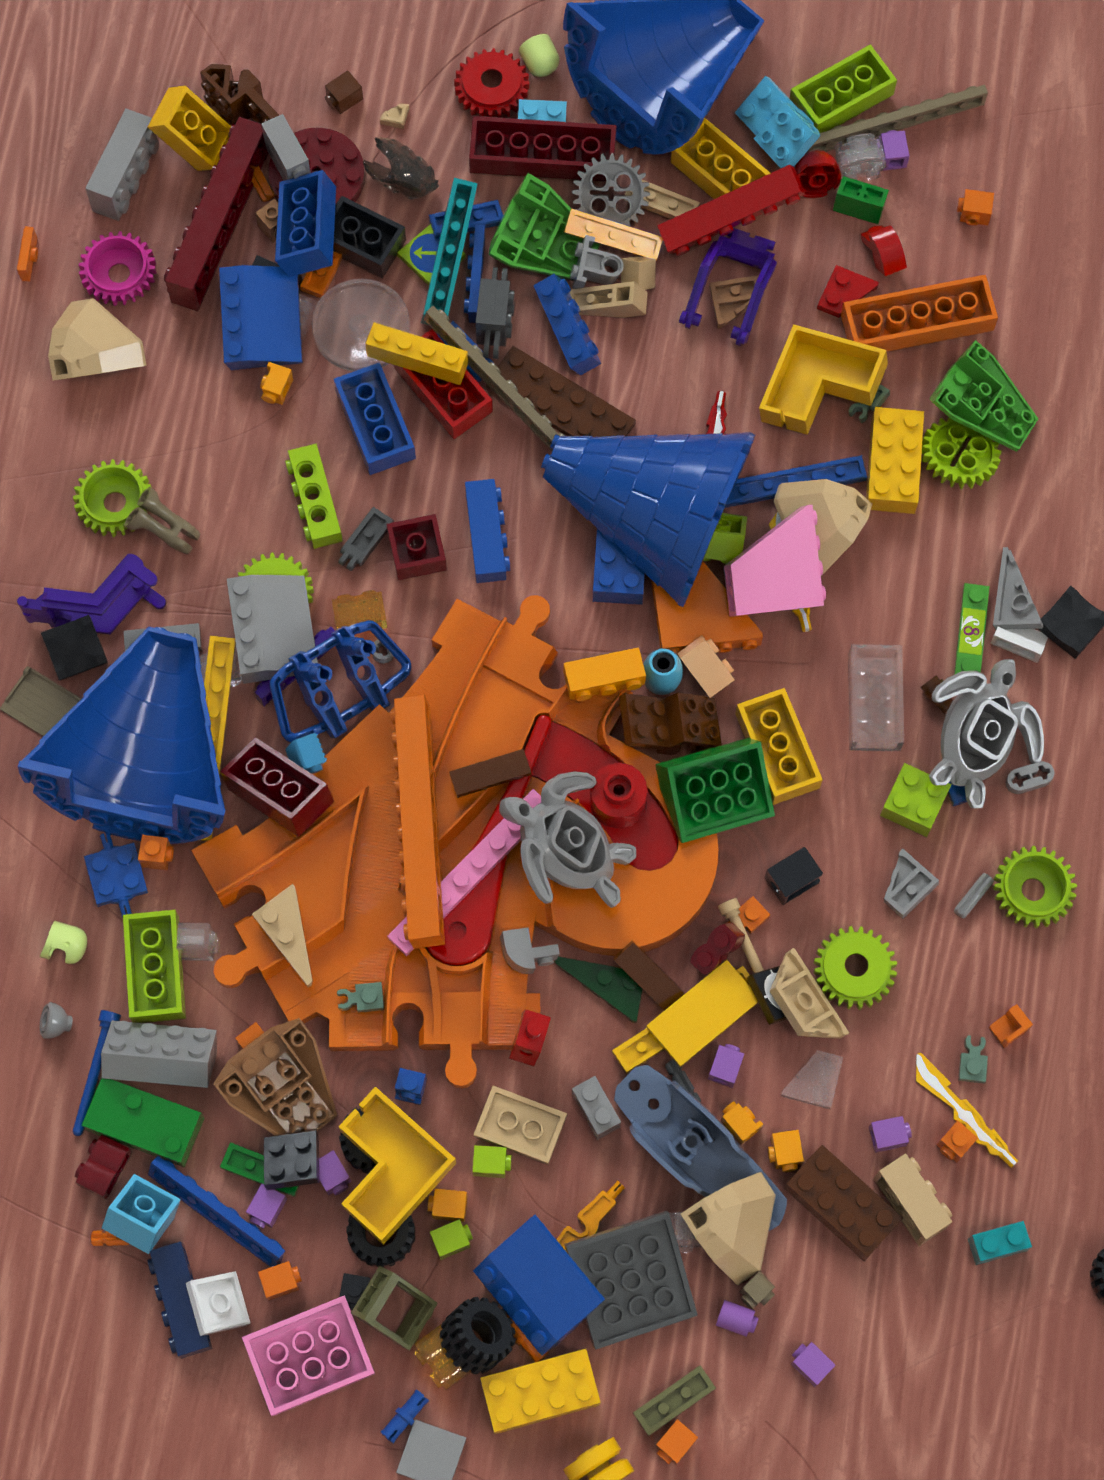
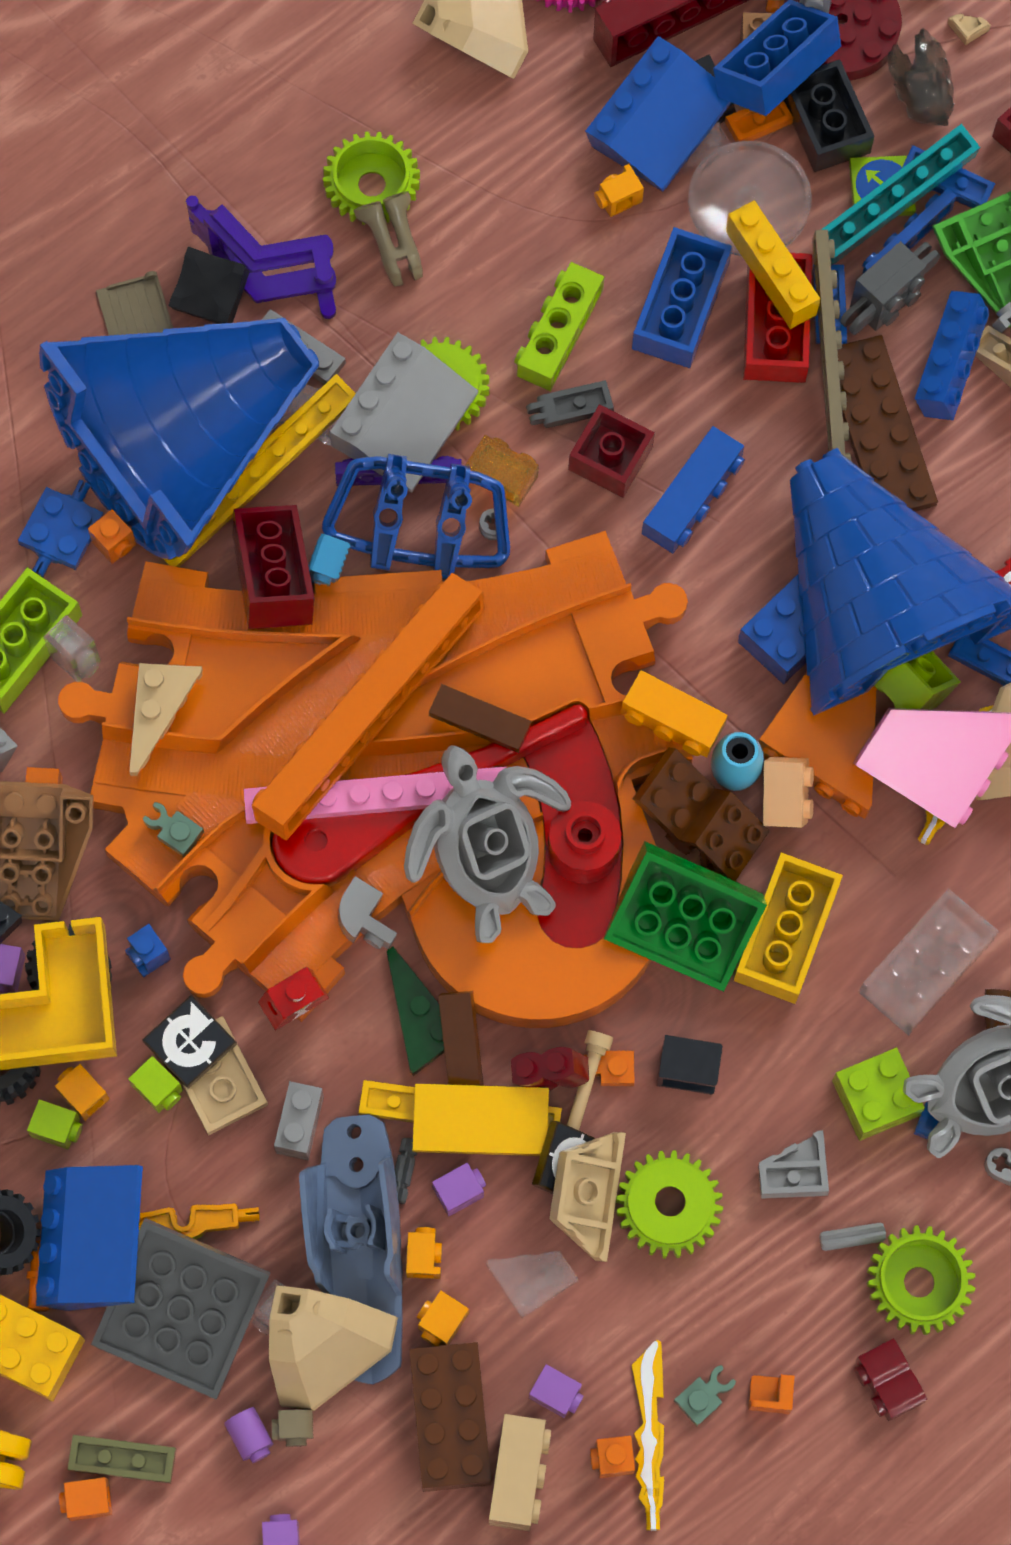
camera: 40 degrees right, 0 degrees up
(488, 1118) = (189, 1042): none -> tile
(1069, 959) = (890, 1380): none -> dark red brick

